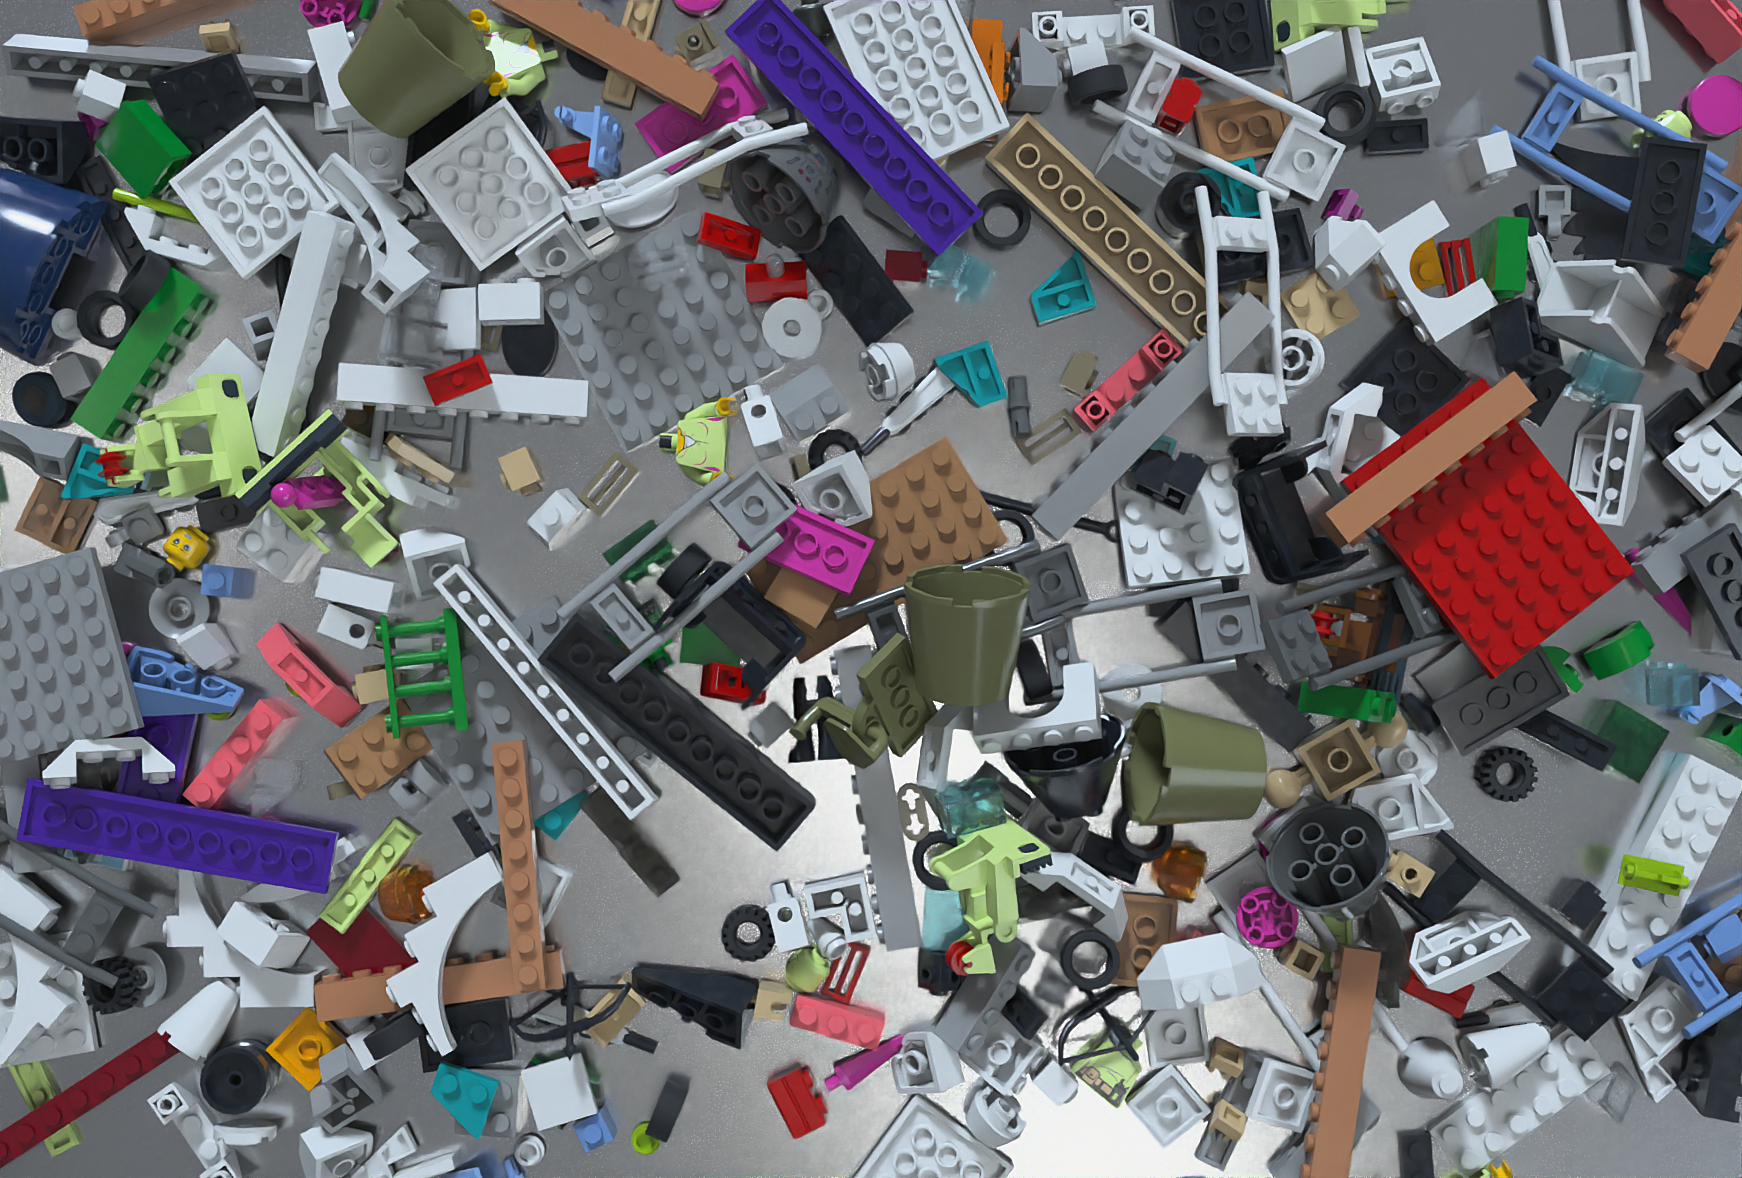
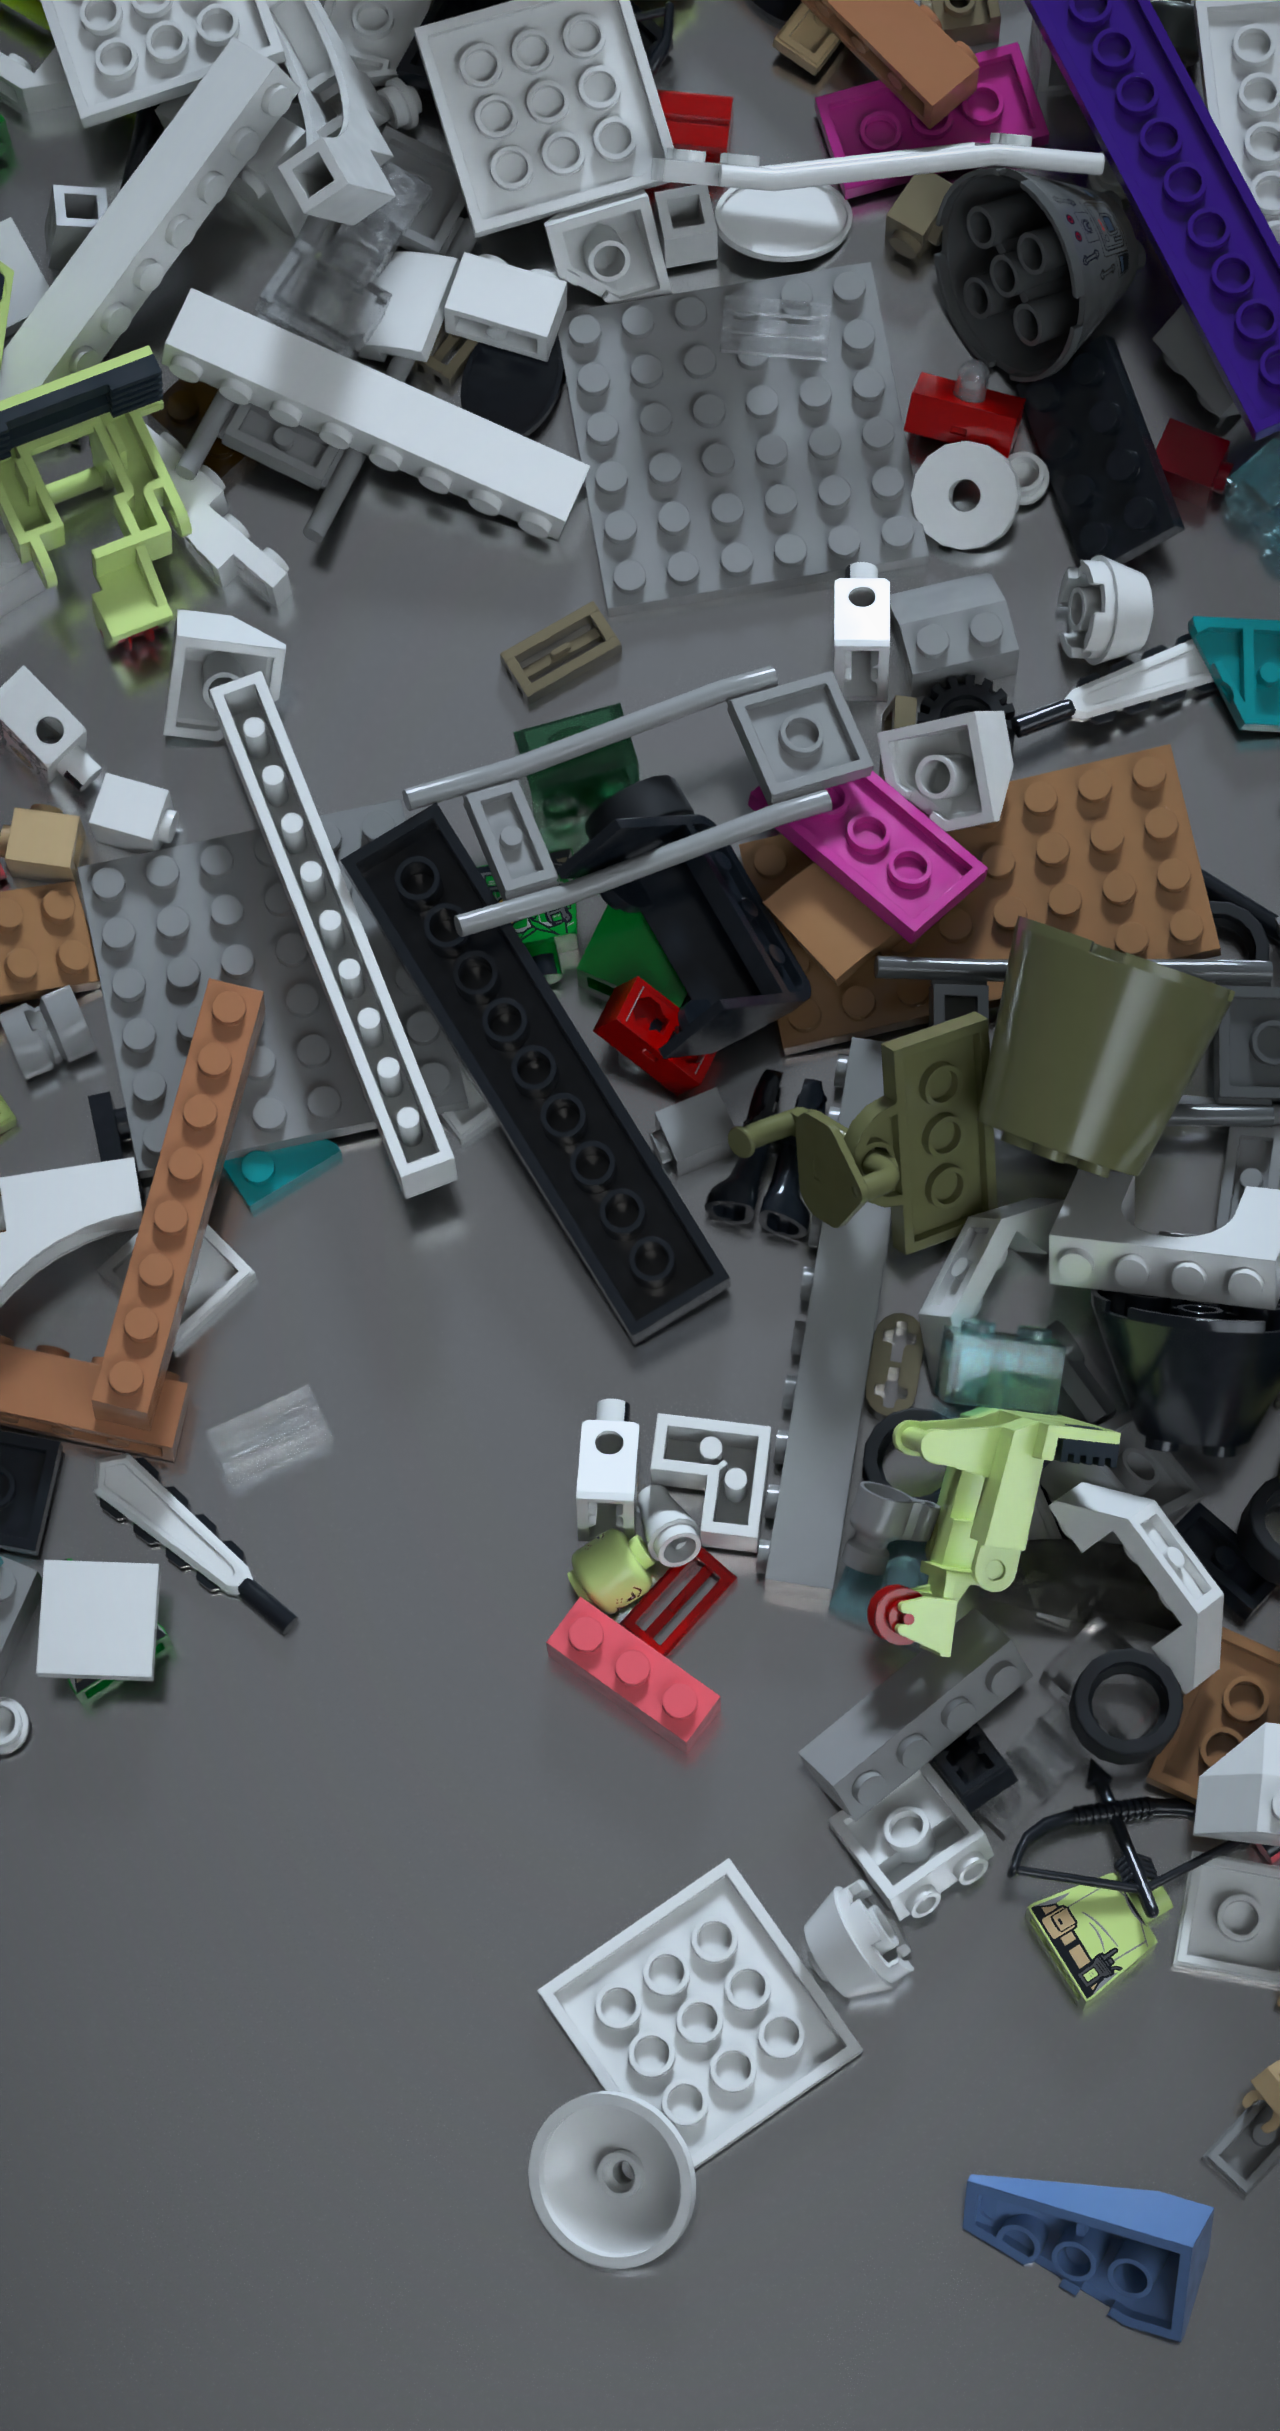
camera: 25 degrees right, 15 degrees down
(308, 492) = (61, 480): dark pink plate -> none
(359, 590) = (82, 672): white brick -> none
(410, 455) = (270, 506): tan plate -> none
(447, 655) = (173, 875): green fence -> none
(457, 380) = (376, 380): red plate -> none
(520, 471) = (419, 579): tan brick -> none
(556, 517) = (452, 670): white torso -> none
(571, 1027) = (170, 1475): black piece -> none
(595, 1129) = (133, 1720): medium blue brick -> none
(604, 134) = (755, 85): light blue plate -> none
(608, 1029) = (238, 1526): tan hinge -> none
(631, 841) = (380, 1243): clear smoke slope -> none
(642, 1143) = (215, 1776): lime plate -> none
(667, 1111) = (274, 1726): black tyre -> none
(701, 441) = (748, 619): yellowish green torso -> none
(712, 1001) = (417, 1569): black wedge -> none
(728, 236) = (909, 319): red plate -> none
(731, 941) = (523, 1443): black tyre -> none
(770, 997) = (527, 1588): tan hinge -> none
(797, 1101) = (511, 1797): red brick -> none
(860, 1066) = (644, 1781): dark pink bar -> none
(926, 1065) = (766, 1806): white slope -> none
(933, 902) = (882, 1516): none -> light grey piece
(936, 974) = (845, 1651): black brick -> none
(1032, 670) = (1188, 1181): black tyre -> none
(1055, 1082) = (990, 1922): white brick -> none
(1167, 1106) = (1181, 2037): white plate -> none

